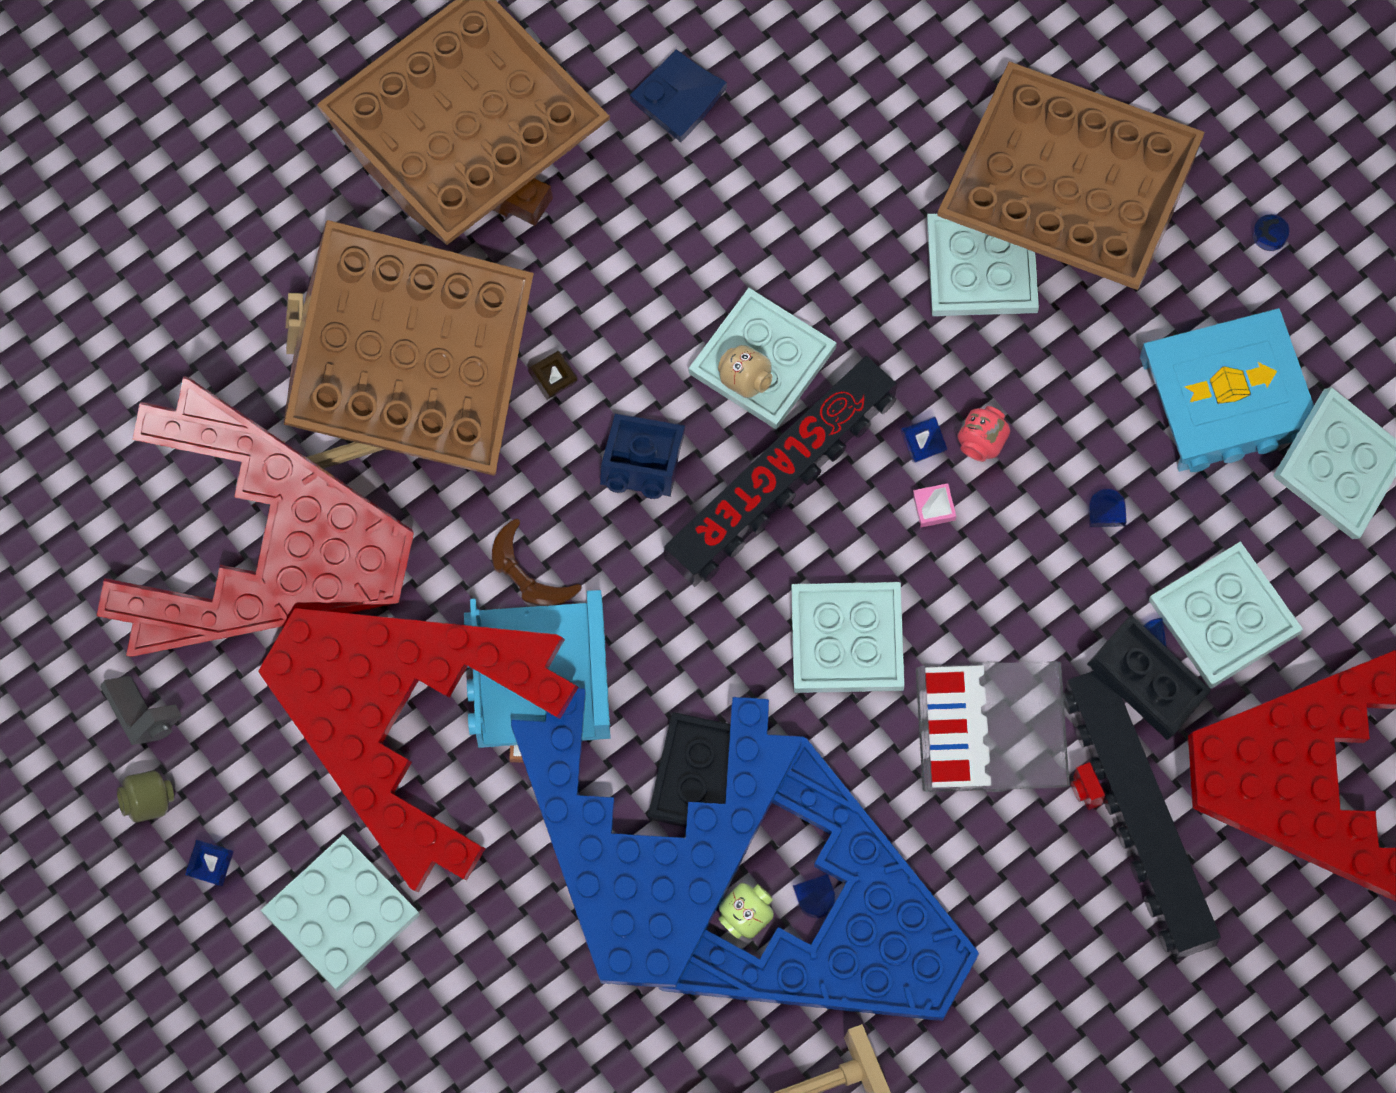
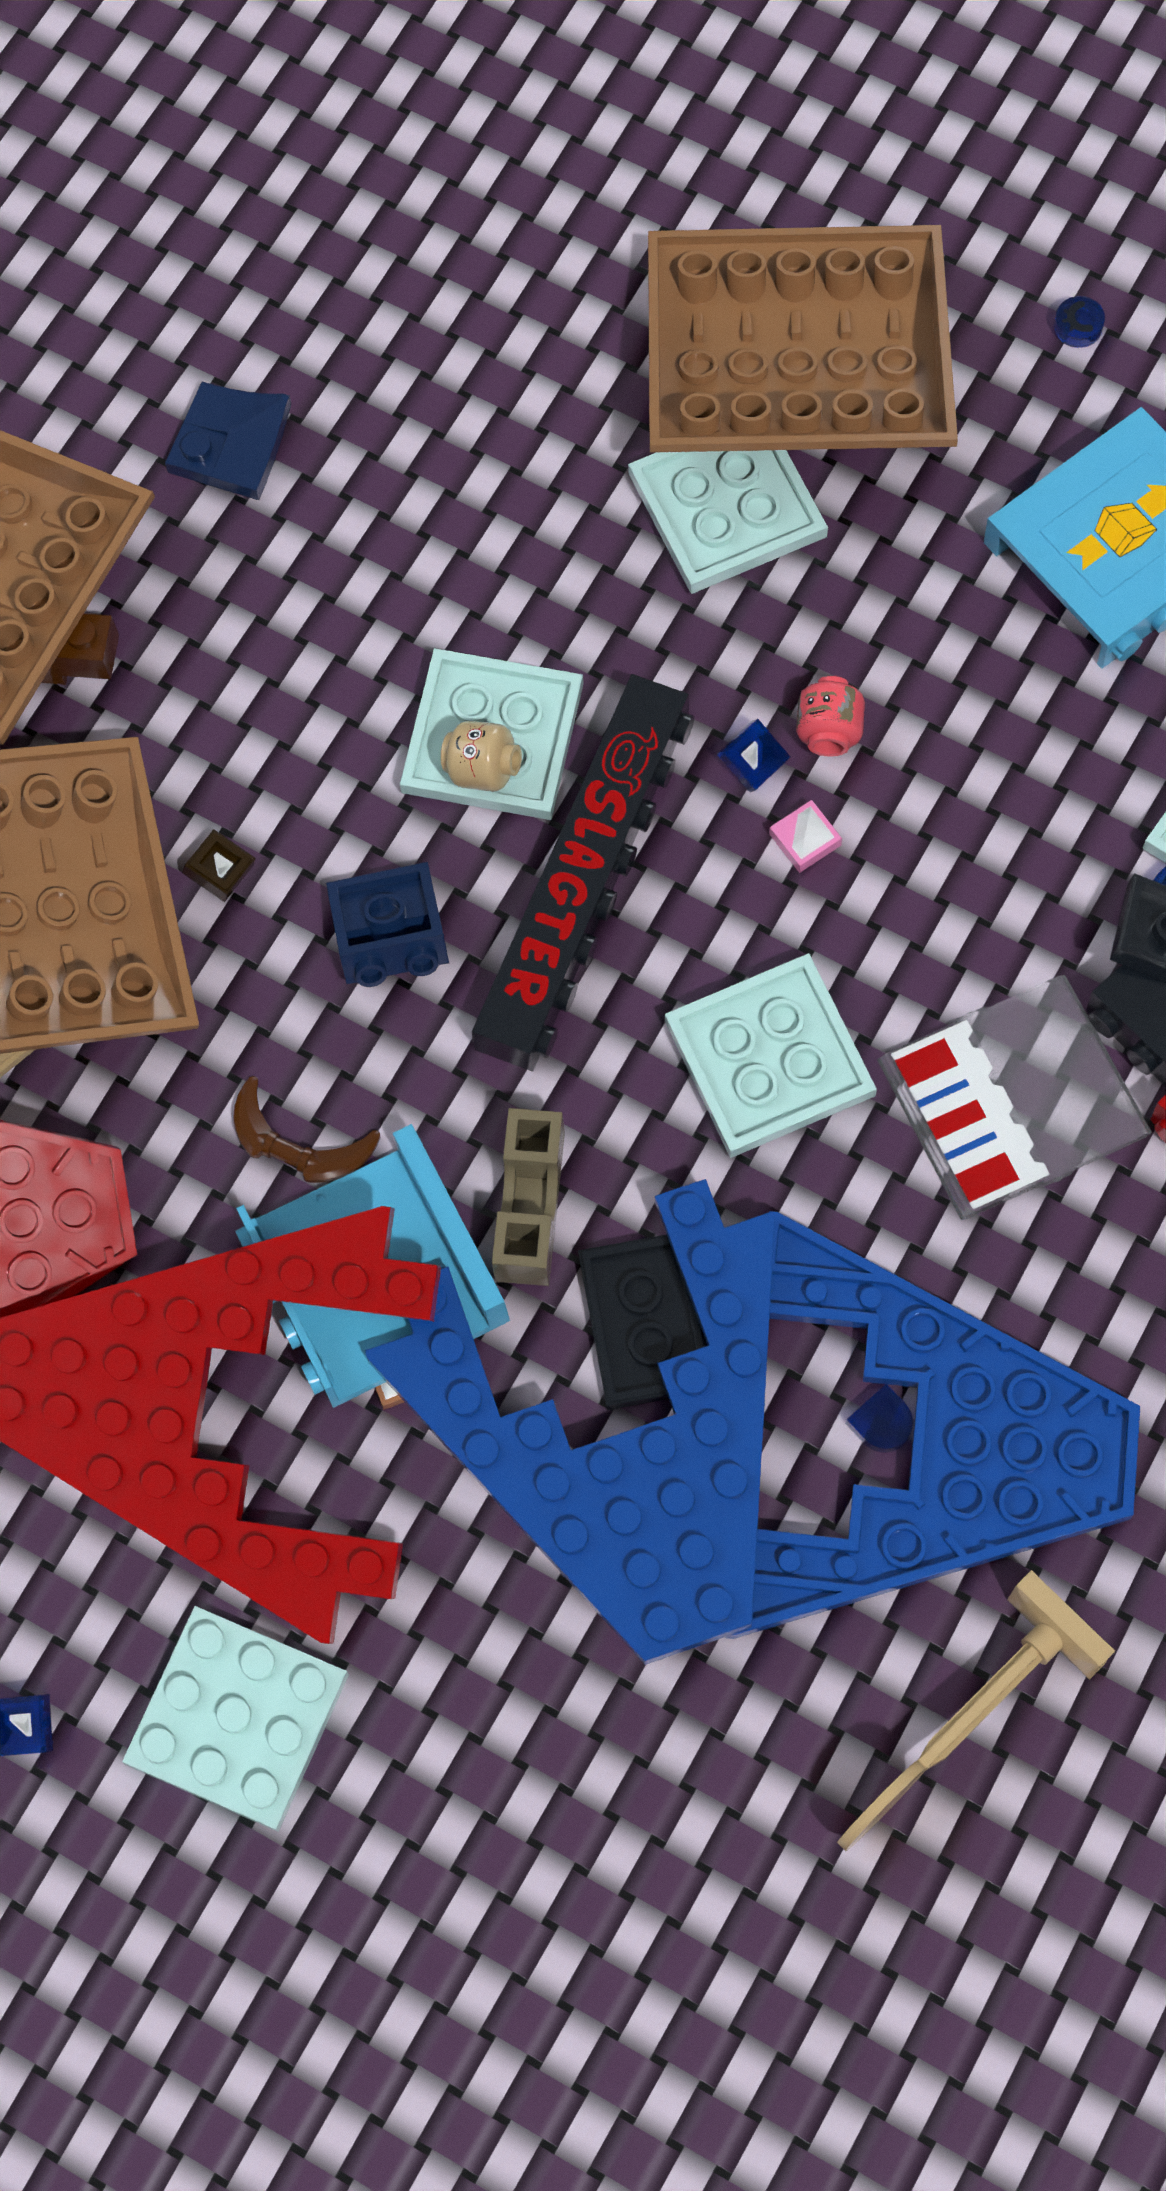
camera: 20 degrees left, 0 degrees up
(663, 653) = (529, 1197): none -> dark tan arch
(746, 910) = (800, 1480): yellowish green head -> none
(1107, 509) = (1034, 752): clear blue tile -> none

